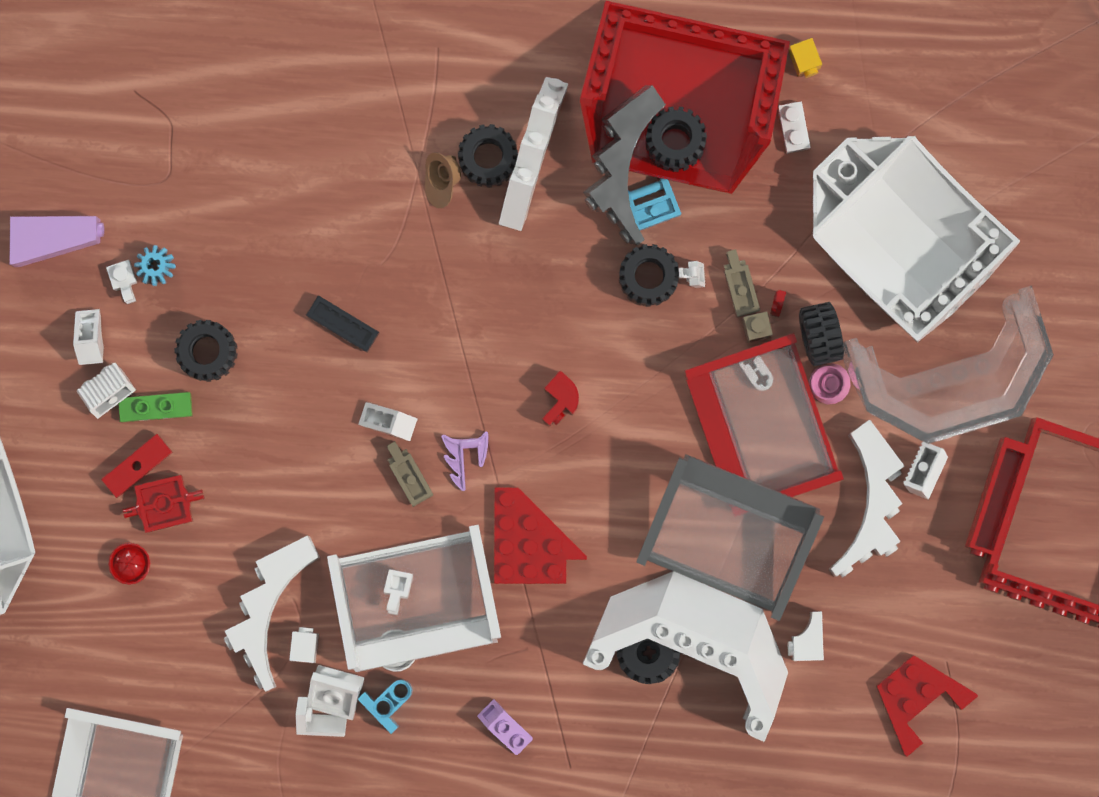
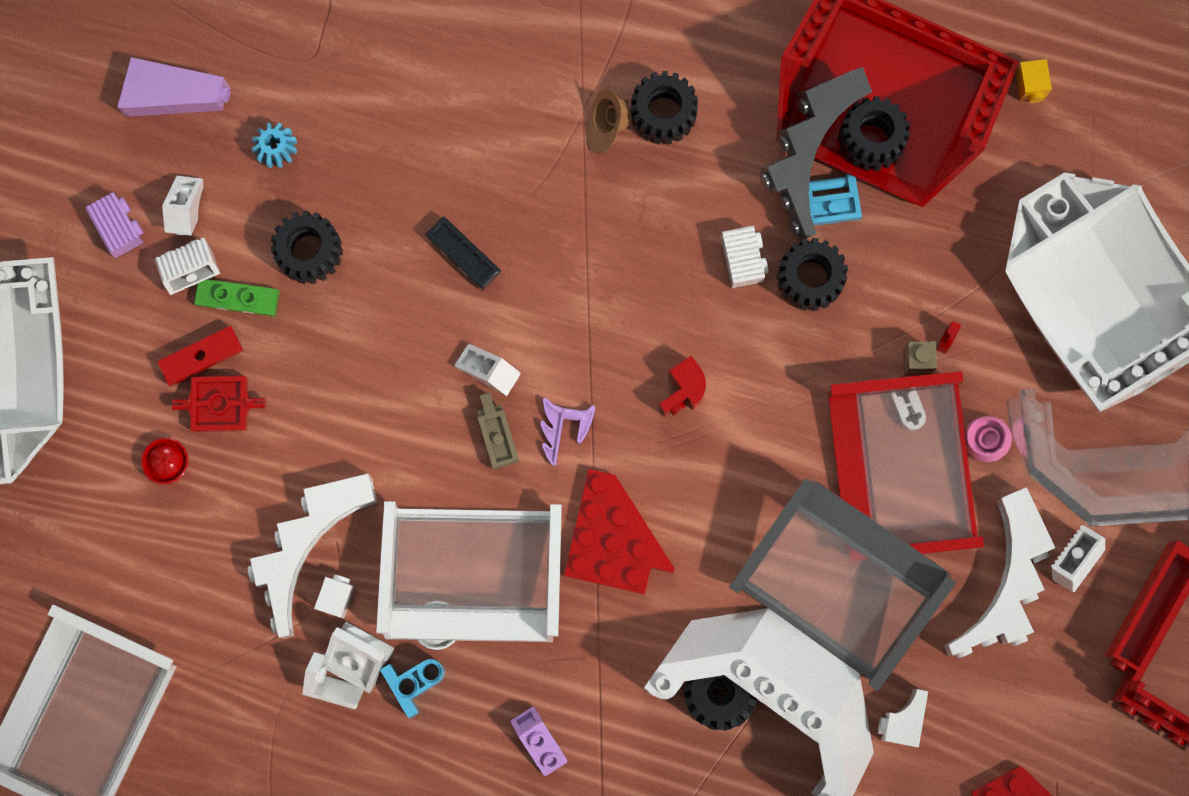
camera: 10 degrees right, 5 degrees down
(33, 368) = (115, 225): none -> lavender brick
(122, 278) = (236, 151): white plate -> none
(397, 587) = (454, 553): white plate -> none
(532, 153) = (710, 116): white arch -> none
(586, 272) = (743, 256): none -> white brick
(694, 274) = (861, 284): white plate -> none
(740, 285) = (911, 308): dark tan hinge -> none
(794, 127) = (1004, 153): white plate -> none
(821, 333) = (992, 379): black tyre -> none

